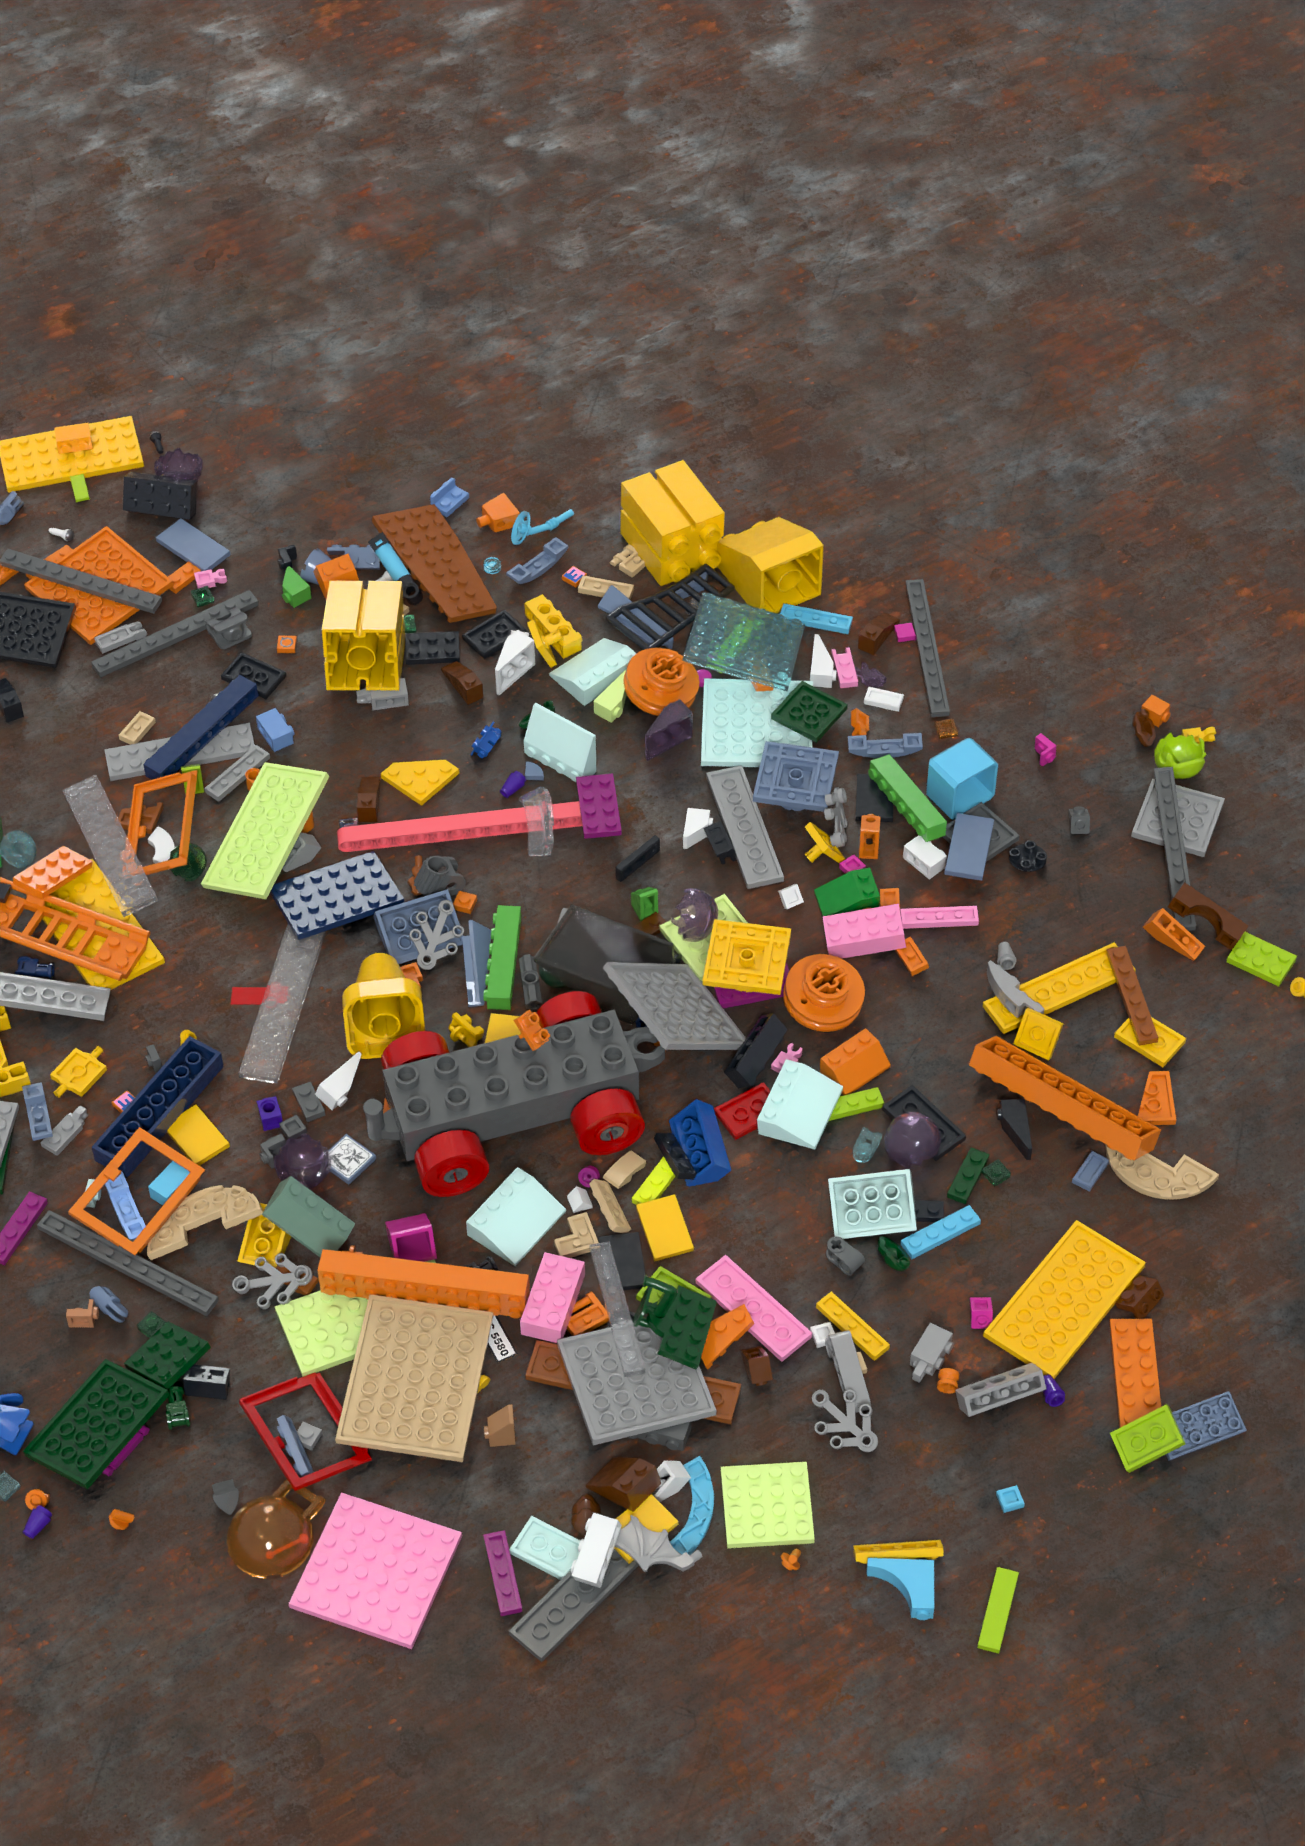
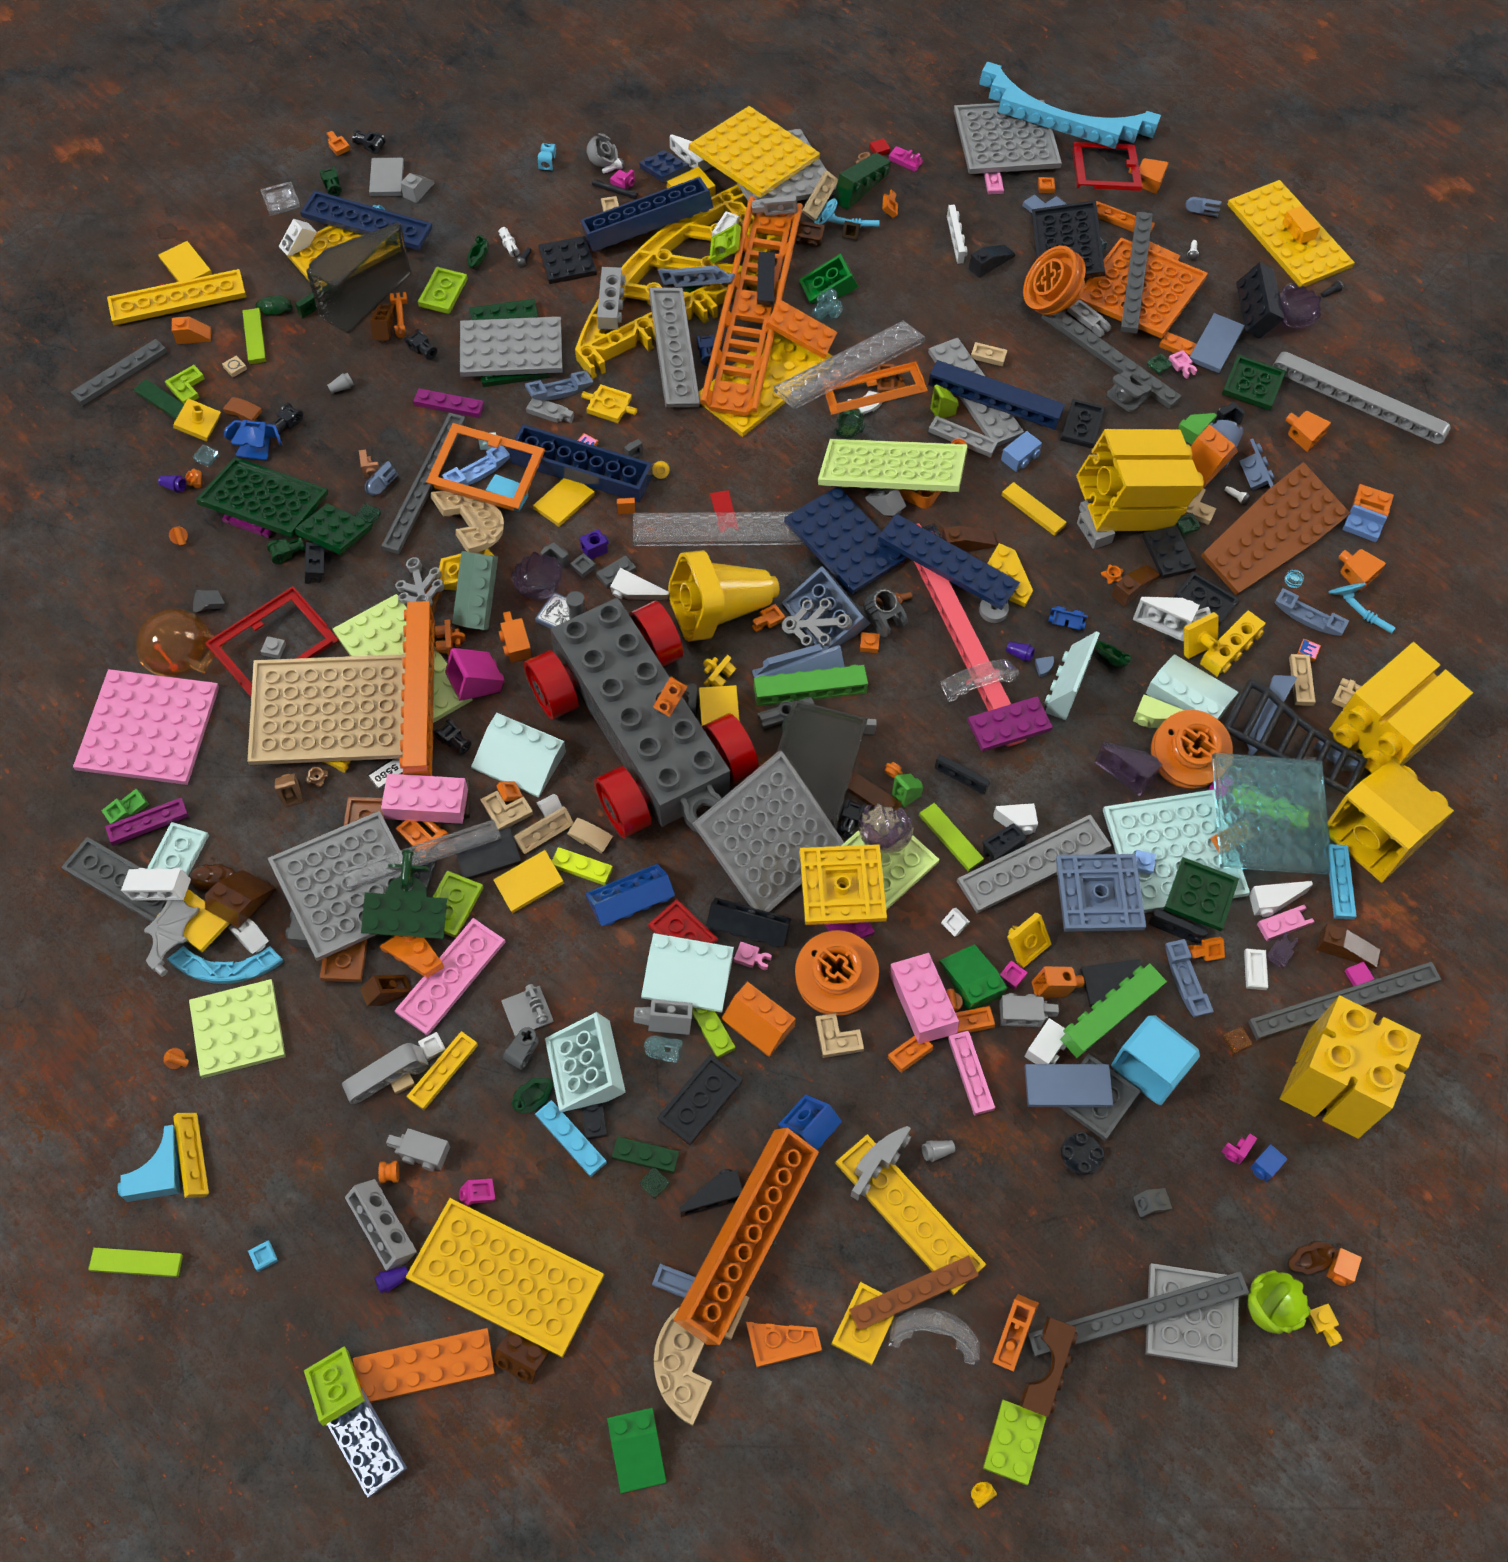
camera: 75 degrees right, 10 degrees up
(66, 657) = (1055, 281): none -> orange wheel
(79, 488) = (1252, 249): lime piece -> none
(227, 1076) = (626, 505): none -> orange tile
(253, 531) = (1253, 382): none -> dark green plate
(294, 1446) = (252, 637): sand blue plate -> none
(300, 459) = (1363, 398): none -> light grey beam
(326, 507) = (1307, 429): none -> orange torso
(346, 738) = (1034, 508): none -> yellow tile
(368, 1201) = (515, 639): none -> orange hinge
(396, 568) = (1266, 477): piece -> none
(396, 813) = (949, 561): none -> dark blue plate
(421, 483) = (1373, 499): none -> orange plate
(442, 700) = (1112, 570): none -> orange plate
(455, 796) = (991, 615): none -> light grey piece
(477, 1595) = (126, 807): none -> bright green slope
(488, 1401) = (316, 771): none -> medium nougat plate
(557, 1229) = (509, 790): none -> orange plate
(587, 1174) = (575, 806): magenta tile -> none
(618, 910) = (893, 769): none -> orange plate
(675, 1156) = (609, 873): black plate -> none
(704, 881) = (951, 837): none -> lime tile
(759, 746) = (1145, 861): none -> light blue plate
(804, 1249) = (527, 1009): none -> light grey hinge
(836, 736) = (1178, 926): none -> black hinge
(839, 797) = (1087, 941): light grey plant -> none
(839, 1130) = (665, 1016): none -> light grey hinge
(847, 1423) = (315, 1100): light grey plant -> none
(886, 1012) = (836, 1042): none -> tan plate
(889, 865) = (1025, 1010): none -> light grey hinge
(912, 1139) = (668, 1088): clear purple piece -> none
(959, 1041) = (812, 1121): none -> blue slope
(1000, 648) = (1350, 1067): none -> yellow brick
(1038, 1033) = (835, 1197): yellow tile -> none
(1060, 734) = (1268, 1163): none -> blue brick
(1157, 987) = (937, 1322): none -> clear windscreen
(1231, 1220) = (636, 1450): none -> green slope

